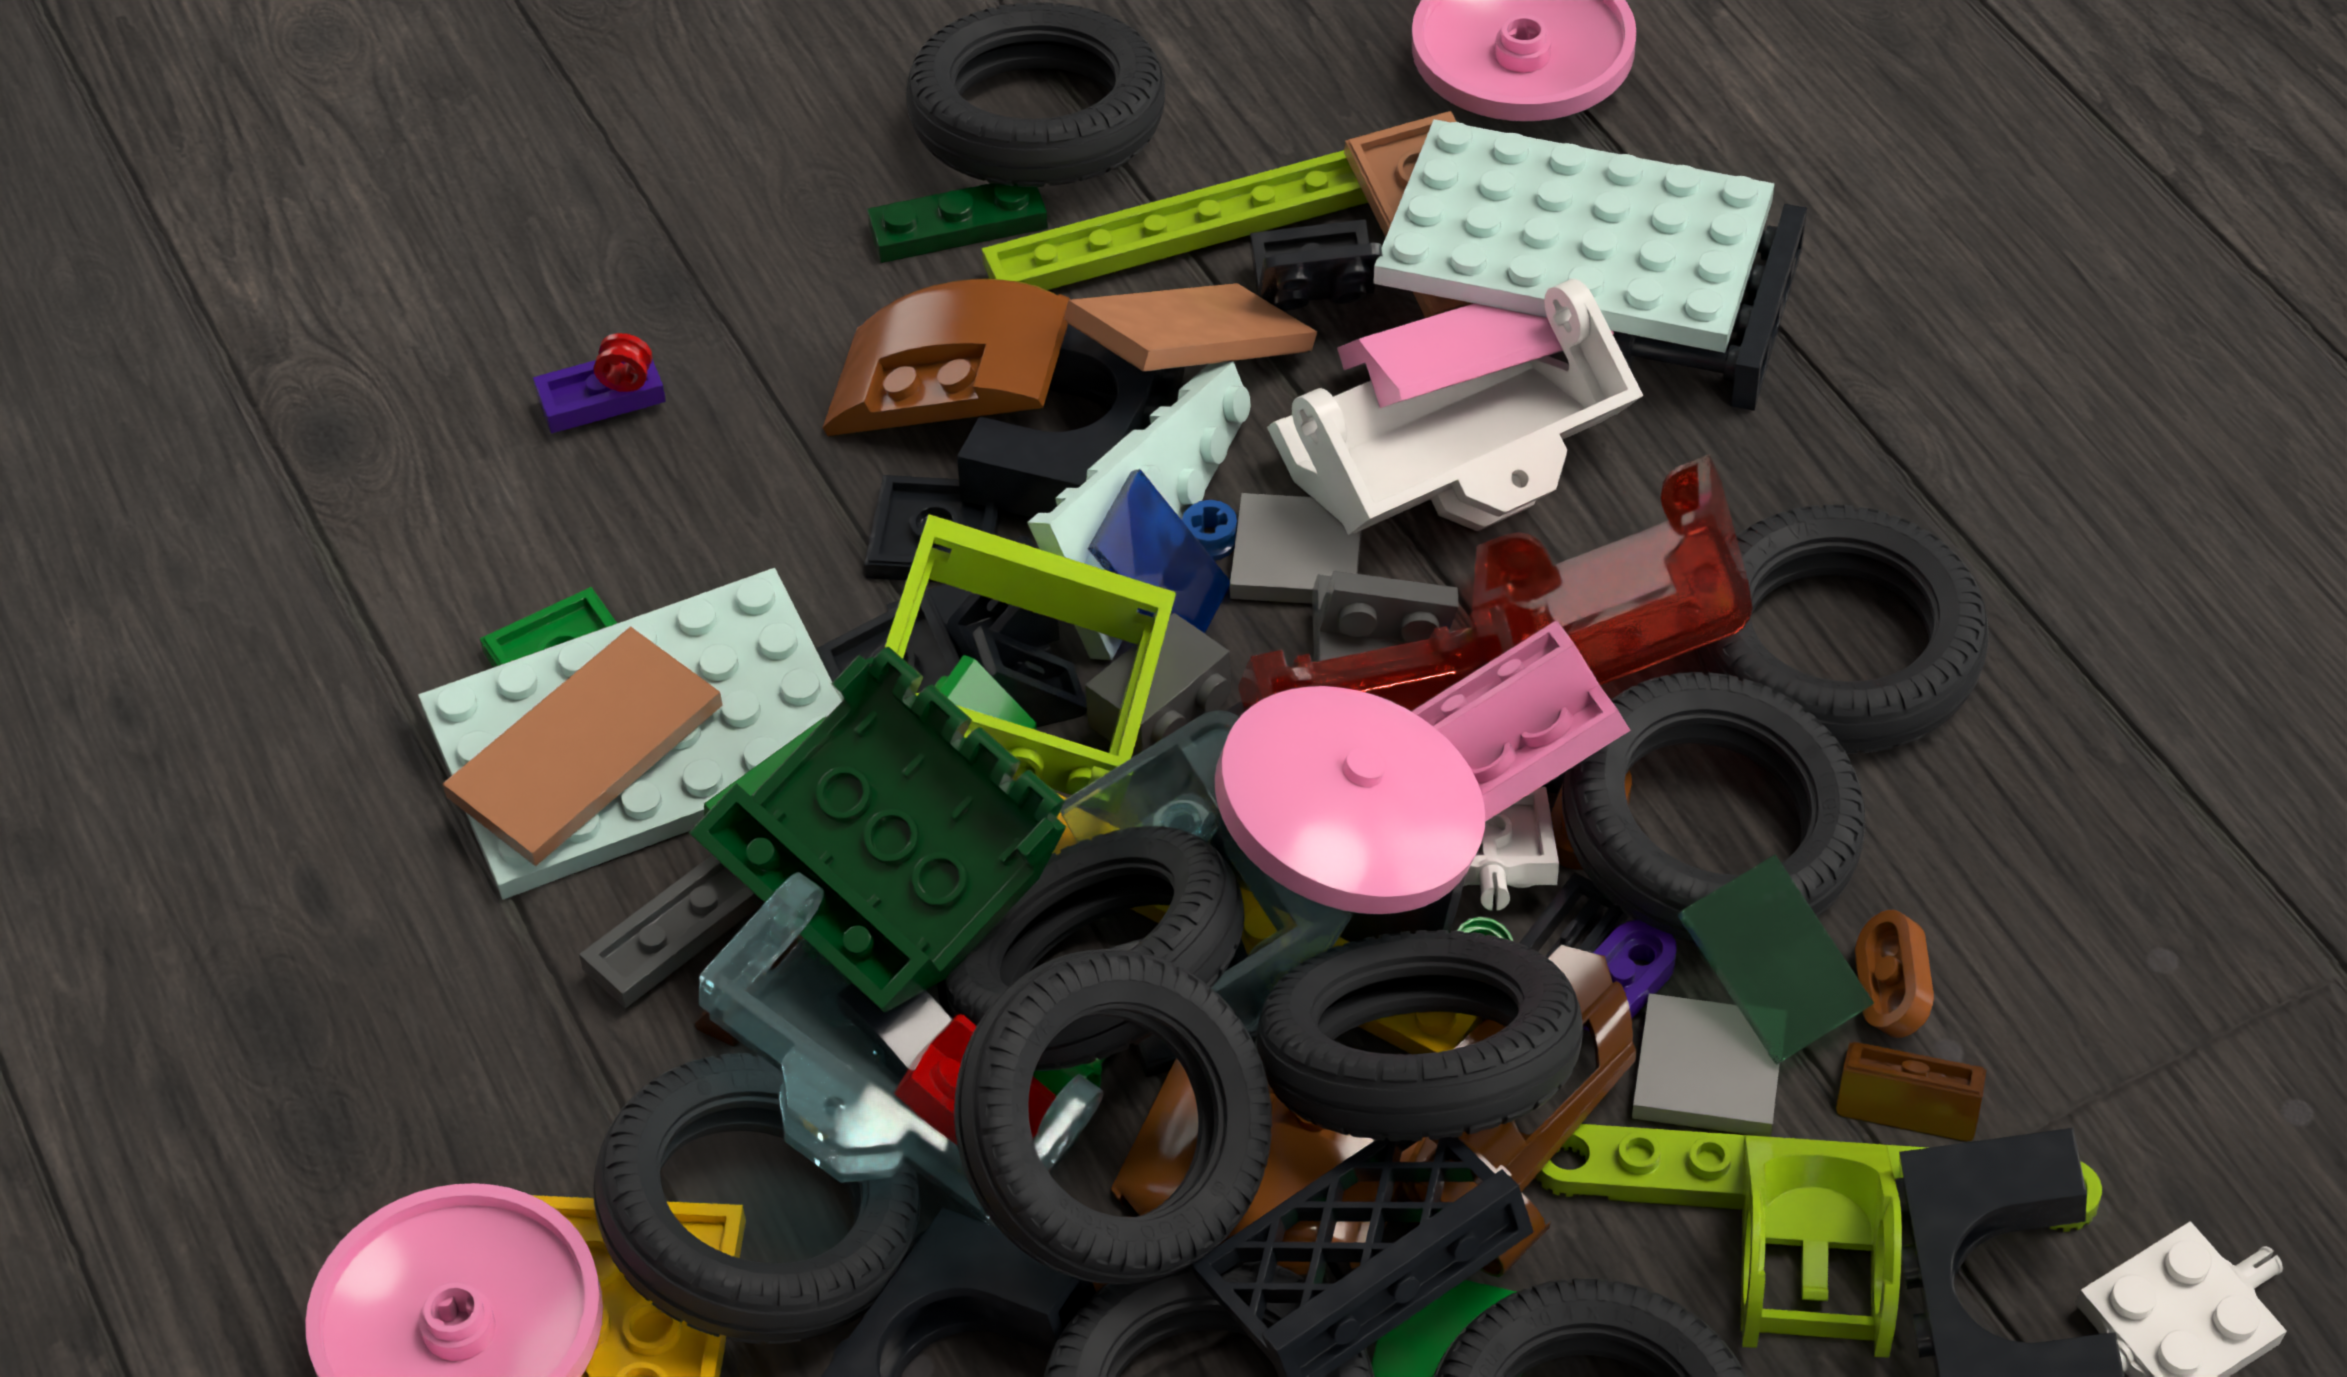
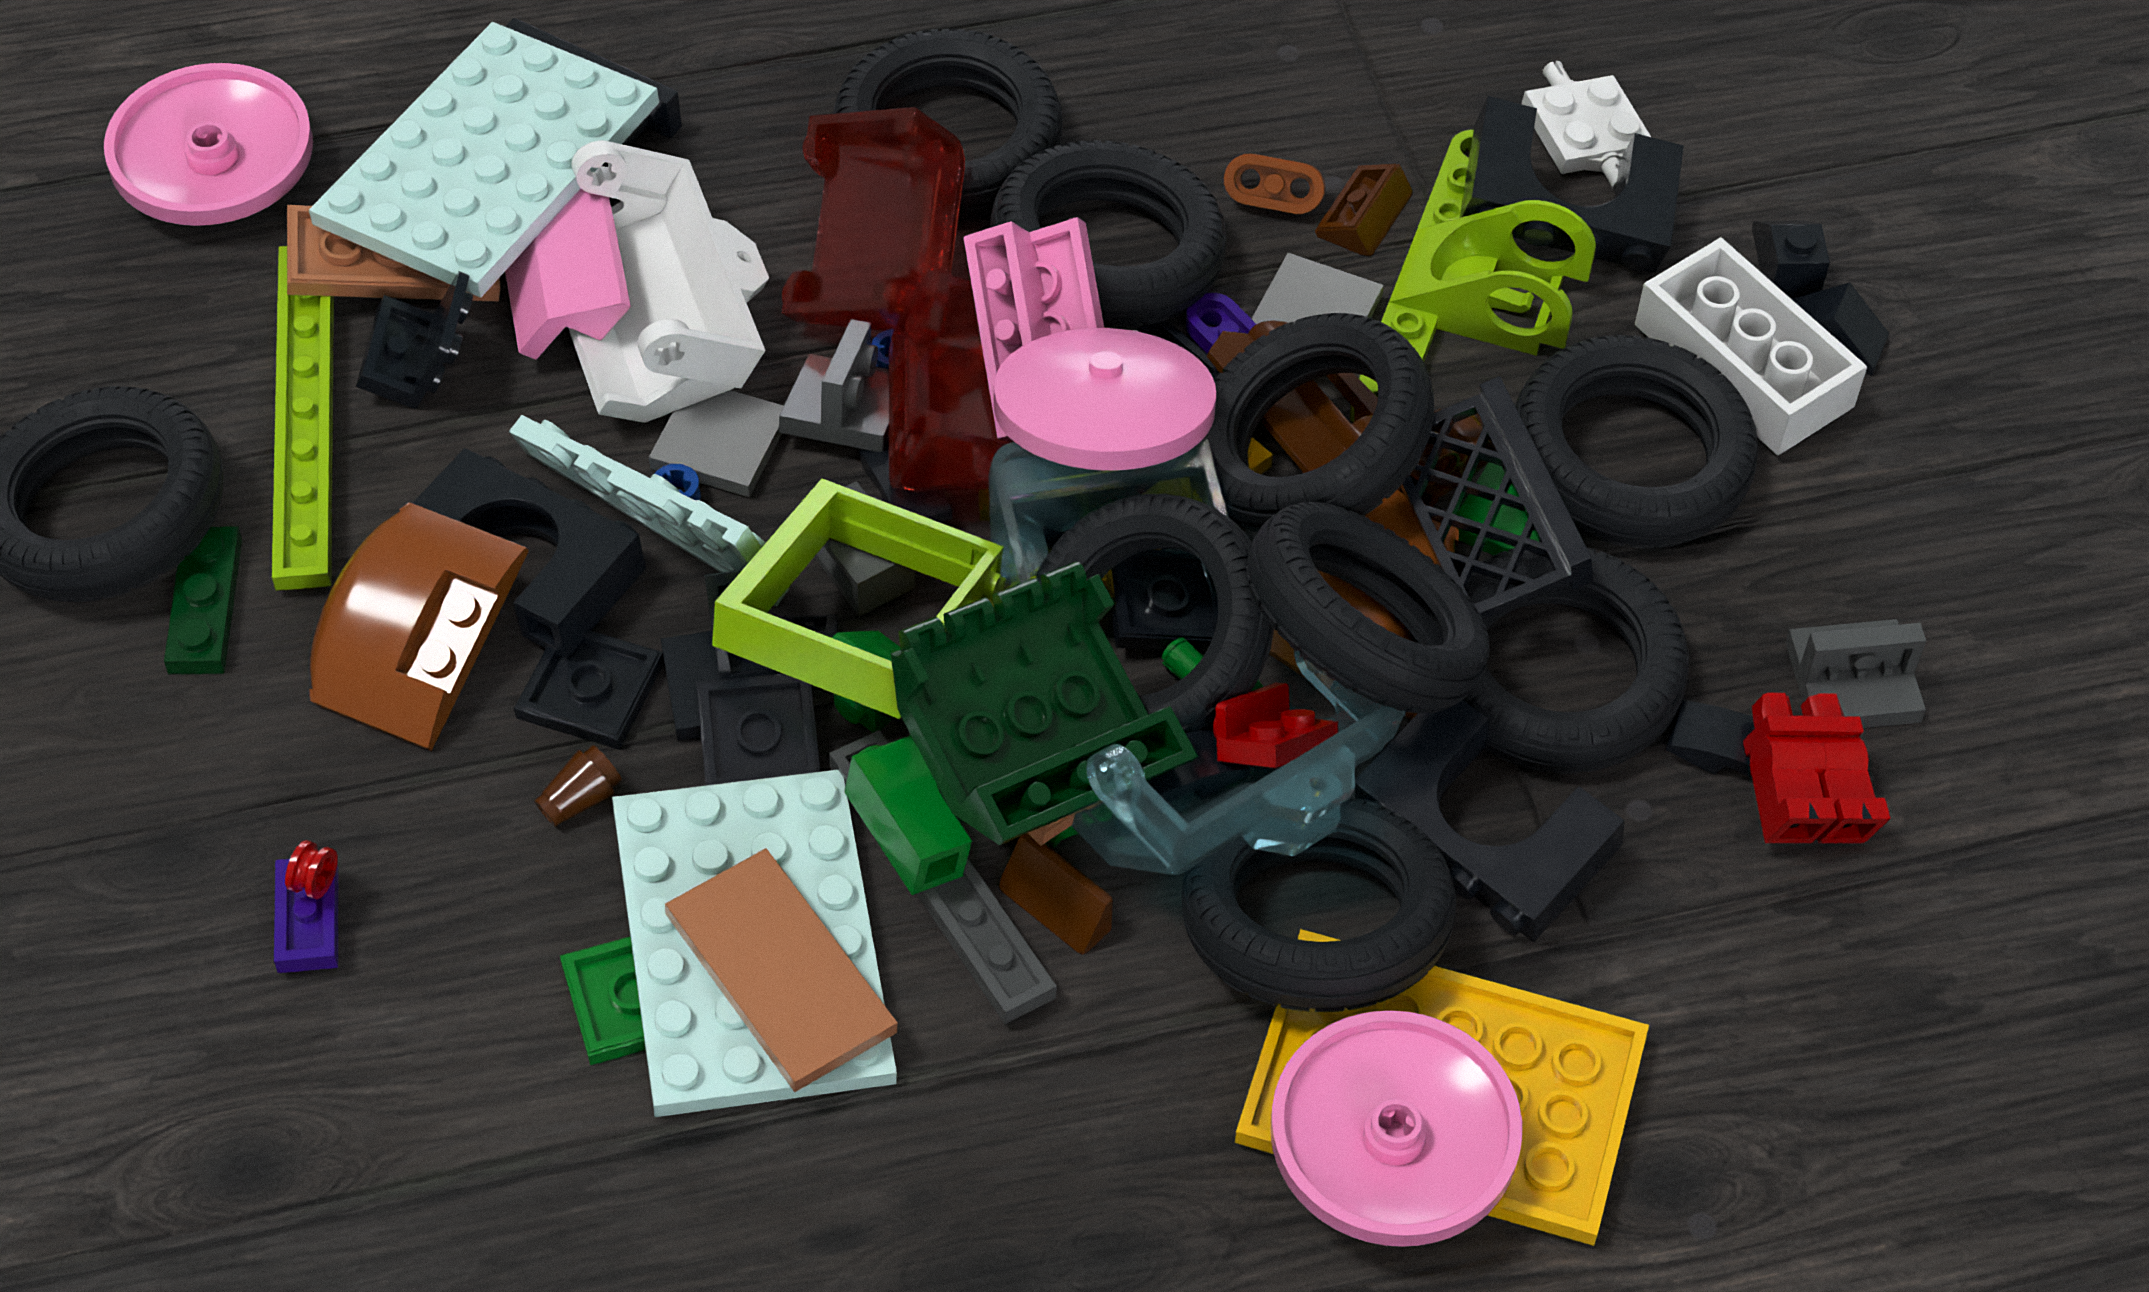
camera: 80 degrees left, 5 degrees up
(797, 547) = (578, 786): none -> reddish brown cone
(1153, 545) = (729, 504): clear blue piece -> none
(1189, 326) = (473, 432): nougat tile -> none
(1775, 959) = (1262, 231): clear green piece -> none

